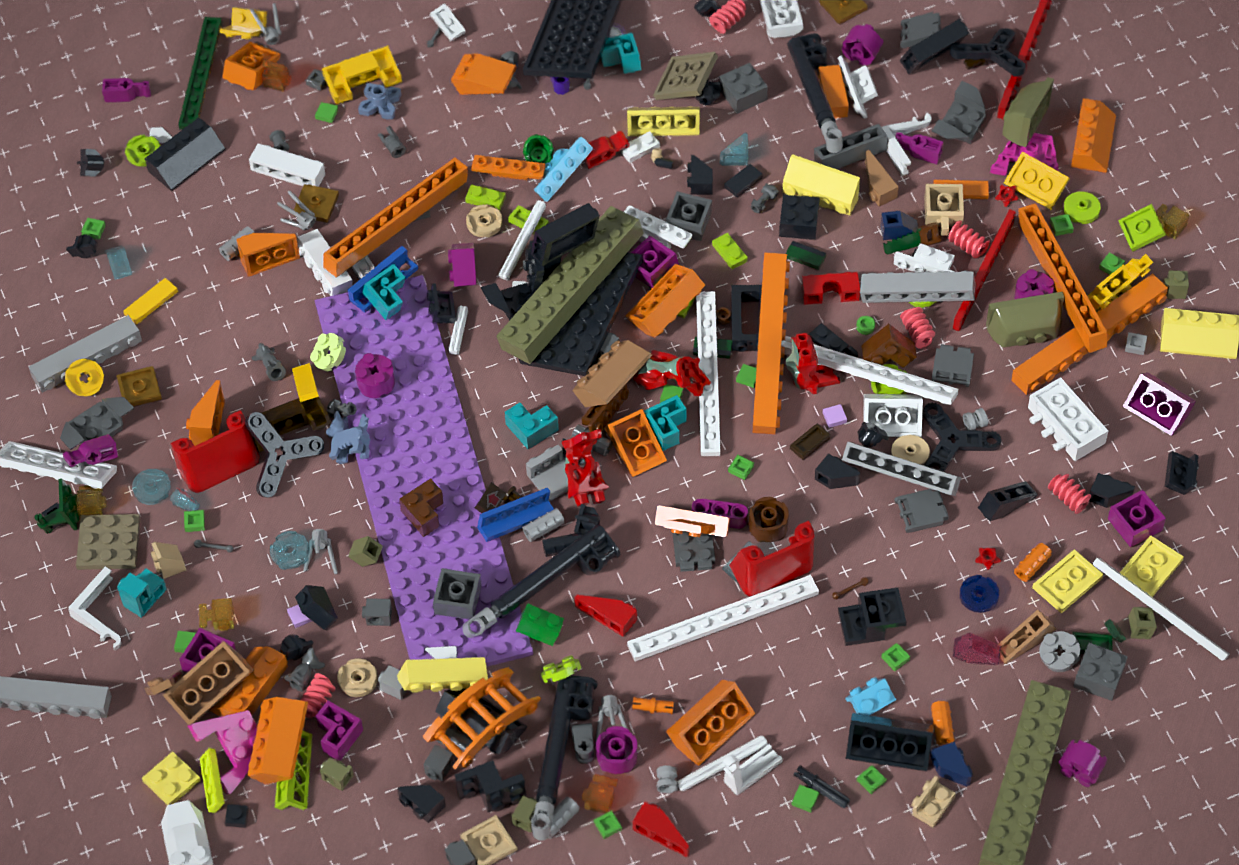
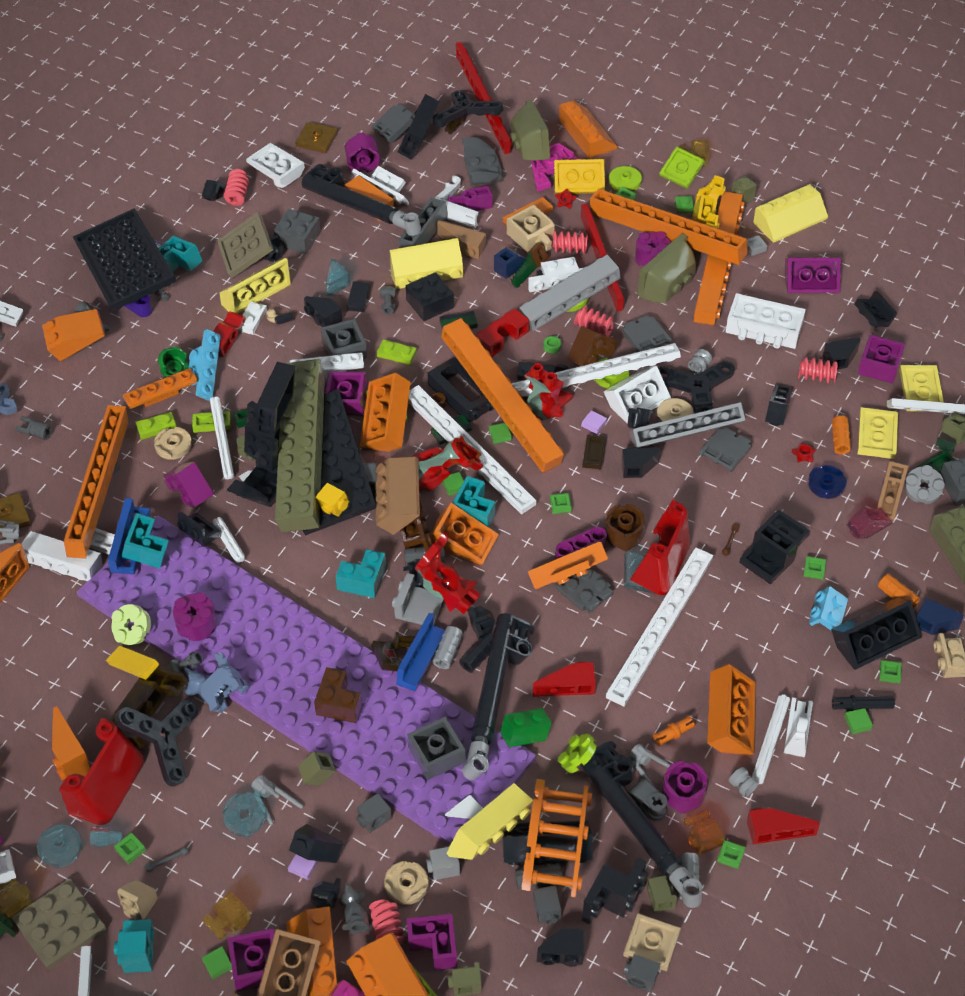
camera: 40 degrees left, 5 degrees down
(275, 369) = (89, 669): dark grey animal -> none
(553, 347) = (332, 500): none -> yellow brick

